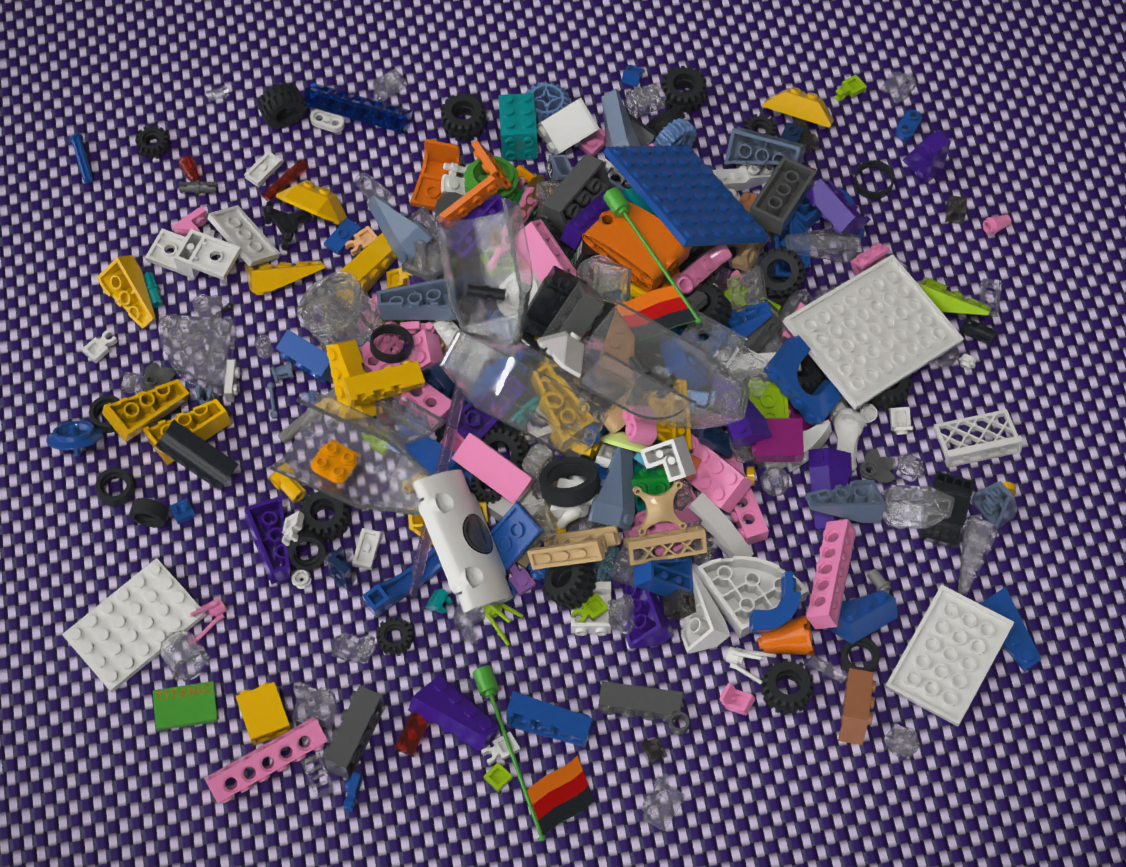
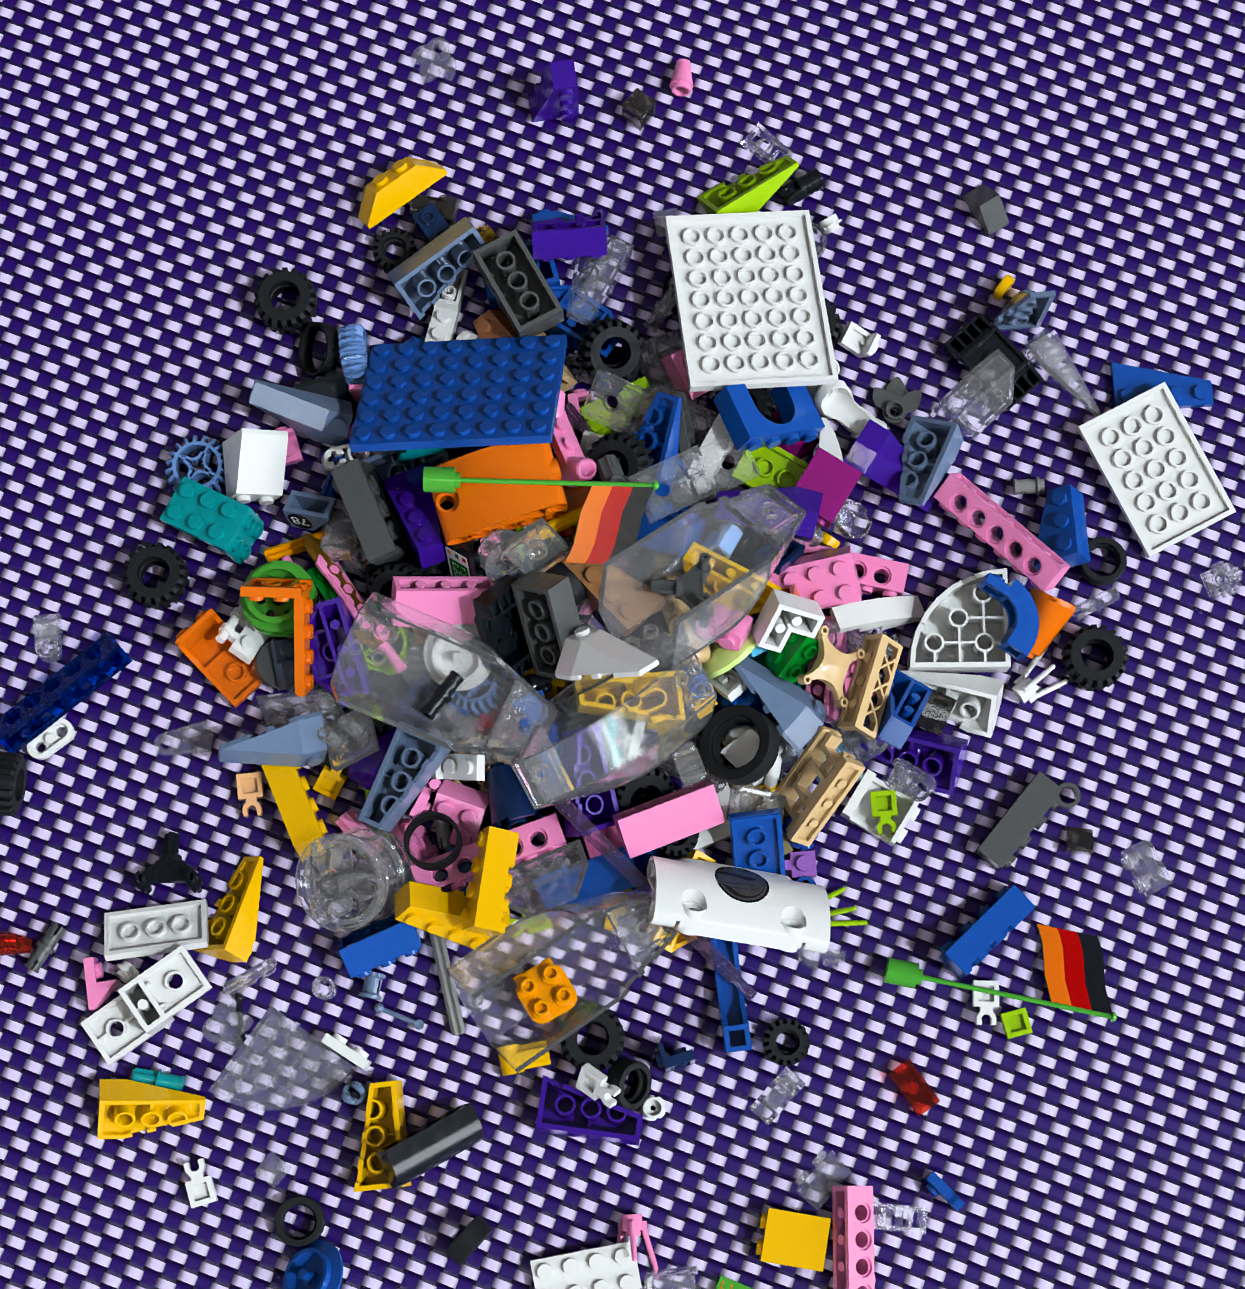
camera: 60 degrees left, 15 degrees up
(108, 475) = (385, 1257): black tyre -> none
(145, 408) = (330, 1177): yellow wedge -> none
(157, 375) = (287, 1131): dark grey plate -> none
(182, 511) = (482, 1198): blue tile -> none
(245, 302) = (249, 977): none -> clear piece
(263, 169) = (71, 854): white plate -> none
(291, 174) = (104, 837): clear red pin -> none
(314, 200) = (161, 822): yellow wedge -> none
(341, 235) = (227, 812): blue plate -> none
(354, 732) = (882, 1151): dark grey brick -> none
(366, 549) = (660, 1013): white plate -> none
(436, 601) = (772, 970): teal tile -> none
(454, 713) = (920, 1029): dark purple wedge -> none
(569, 584) = (864, 816): black tyre -> none
(632, 75) = (221, 345): blue slope -> none
(645, 99) = (270, 352): clear brick -> none
(736, 700) = (1076, 719): bright pink bracket -> none
(852, 86) = (403, 112): lime plate -> none
(857, 706) = (1156, 599): nougat wedge -> none
(869, 258) = (645, 243): bright pink bracket -> none
(873, 164) = (534, 147): black tyre -> none
(908, 123) = (492, 83): blue plate -> none
(909, 467) = (919, 368): clear head -> none
(982, 449) = (945, 279): white fence -> none
(1051, 451) = (987, 208): none -> dark grey slope

